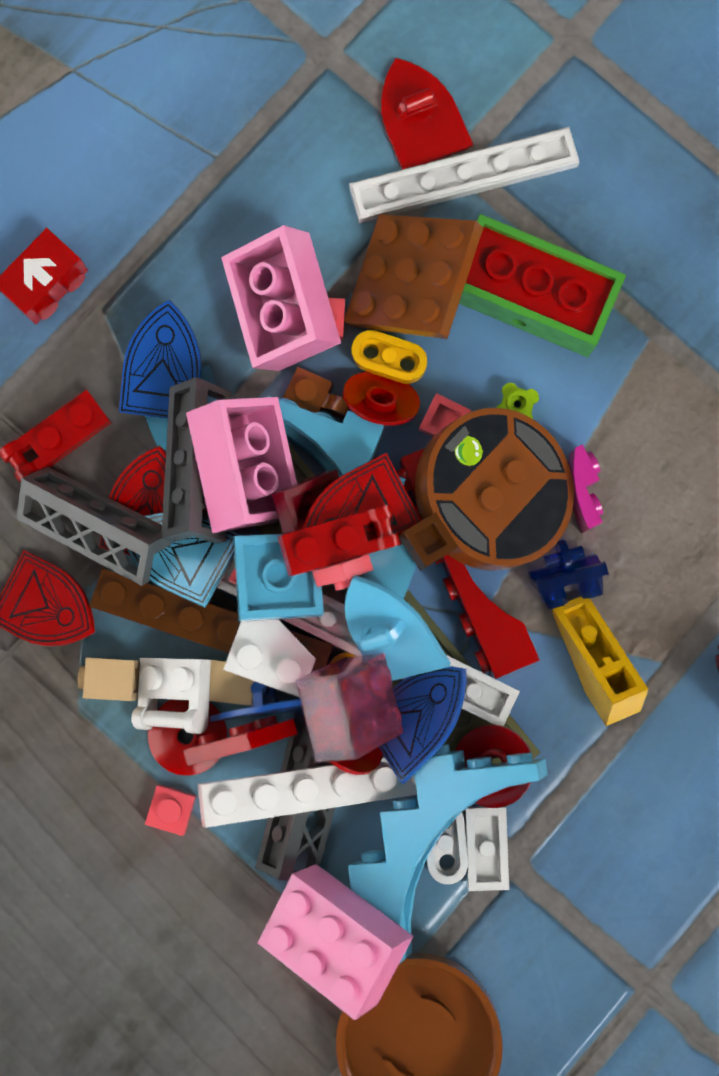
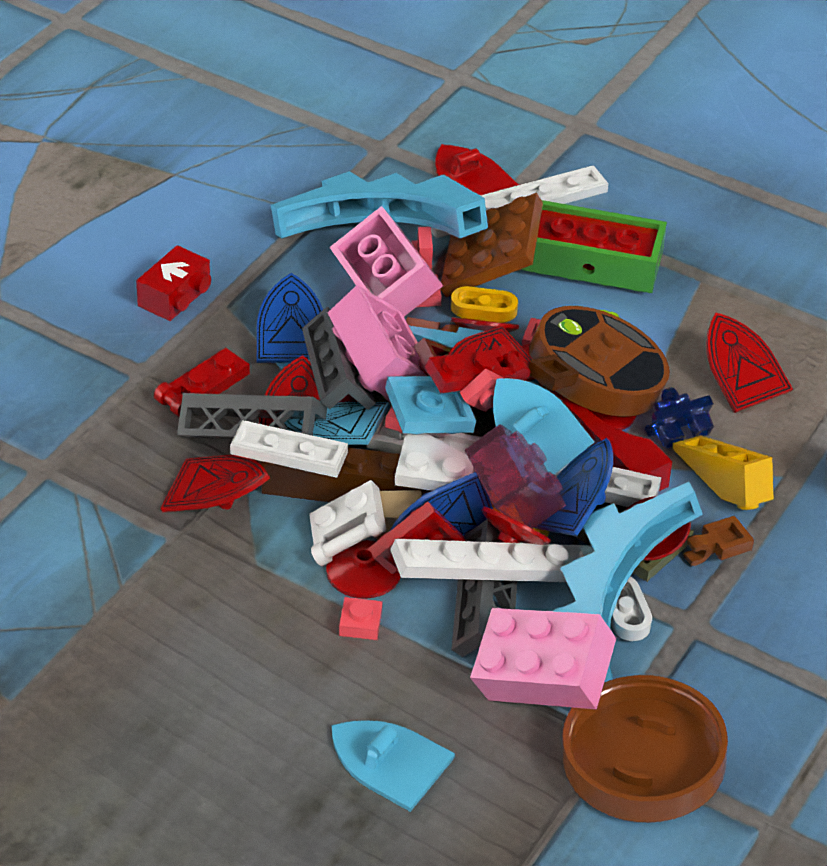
camera: 10 degrees left, 40 degrees down
(109, 679) = (286, 526): tan brick -> none
(117, 604) = (289, 448): none -> white tile
(170, 994) = (390, 759): none -> medium azure shield
(305, 176) = (349, 199): none -> medium azure arch
(334, 257) = (424, 244): none -> coral plate
(486, 848) = (667, 606): white plate -> none
(573, 761) = (722, 537): none -> dark orange plate
(584, 473) = (682, 374): dark pink slope -> none
(660, 501) = (743, 364): none -> red shield

